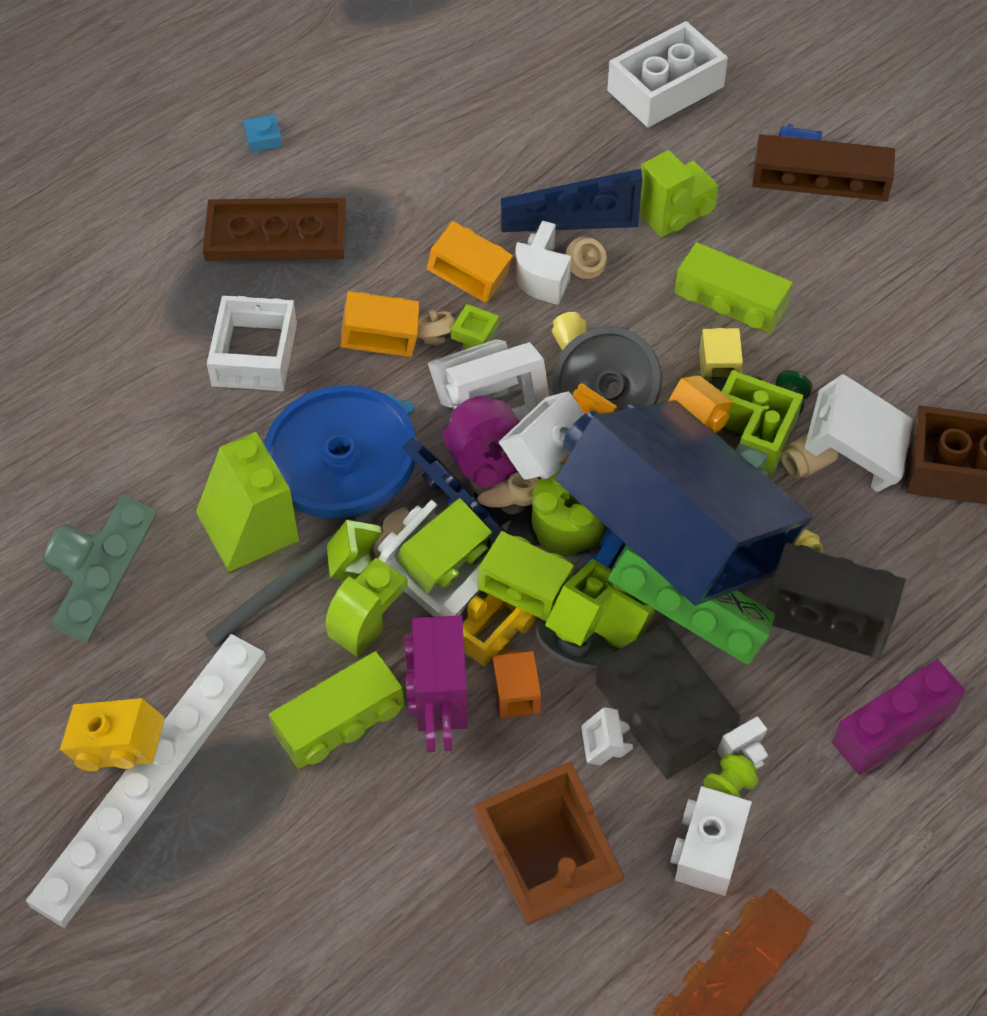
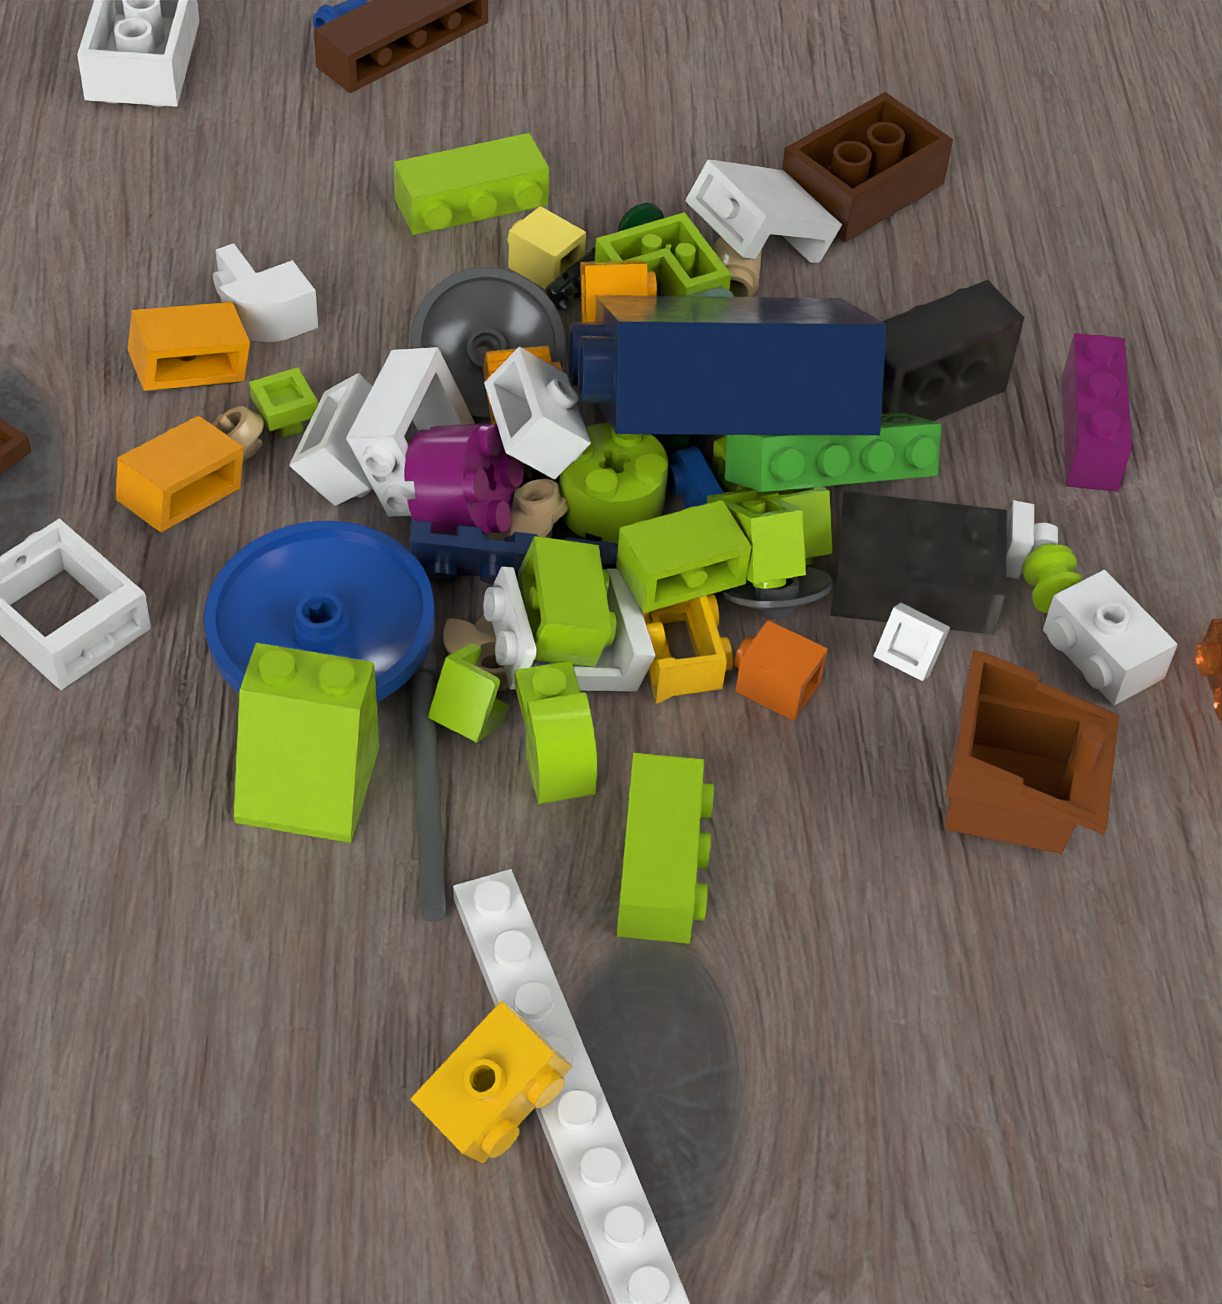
camera: 55 degrees left, 5 degrees down
(95, 565) = (208, 962): sand green plate -> none
(437, 677) = (730, 715): magenta brick -> none
(568, 327) = (378, 334): light yellow cone -> none
(586, 204) = (228, 212): dark blue wing -> none
(587, 257) = (297, 248): tan hat -> none
(675, 193) = (306, 139): lime brick -> none

